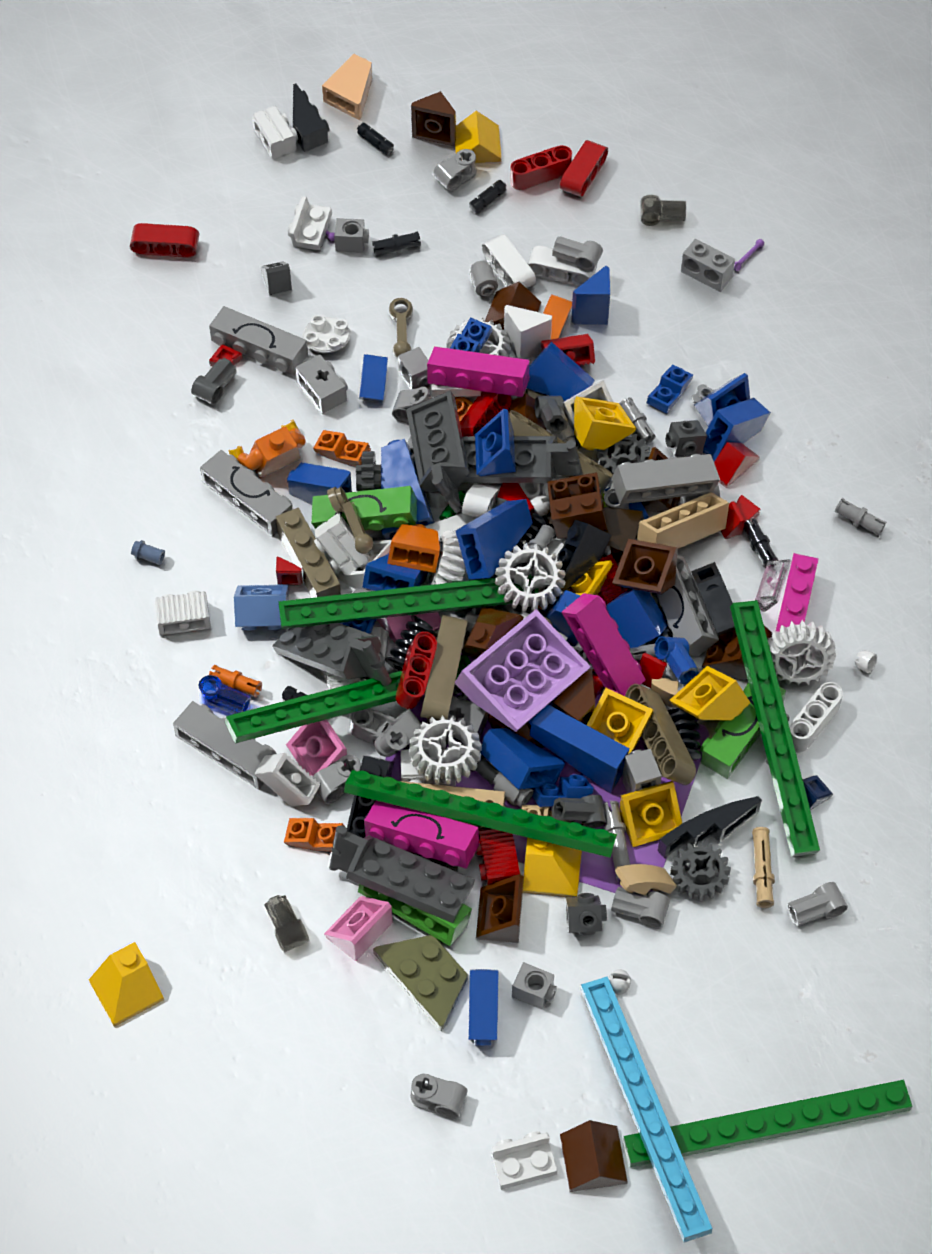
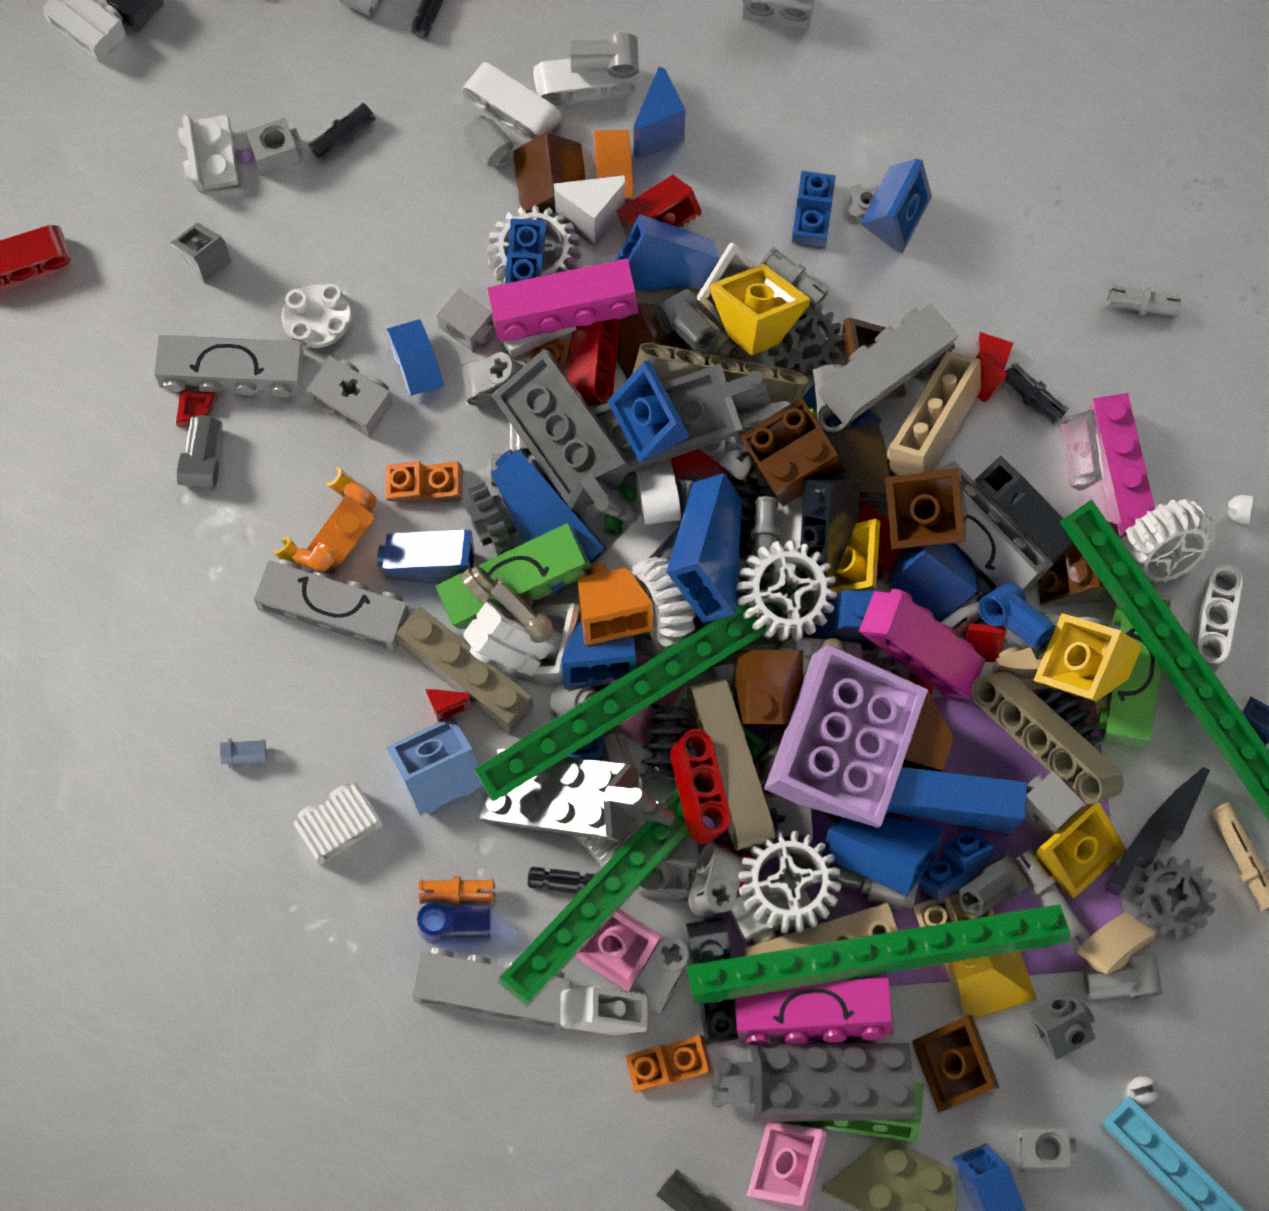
camera: 25 degrees left, 15 degrees up
(402, 345) = (428, 293): dark tan piece -> none
(498, 855) = (921, 998): red brick -> none
(620, 718) = (989, 743): yellow slope -> none
(686, 438) = (874, 279): dark grey brick -> none
(733, 462) = (948, 285): red slope -> none
(735, 424) = (927, 238): blue slope -> none

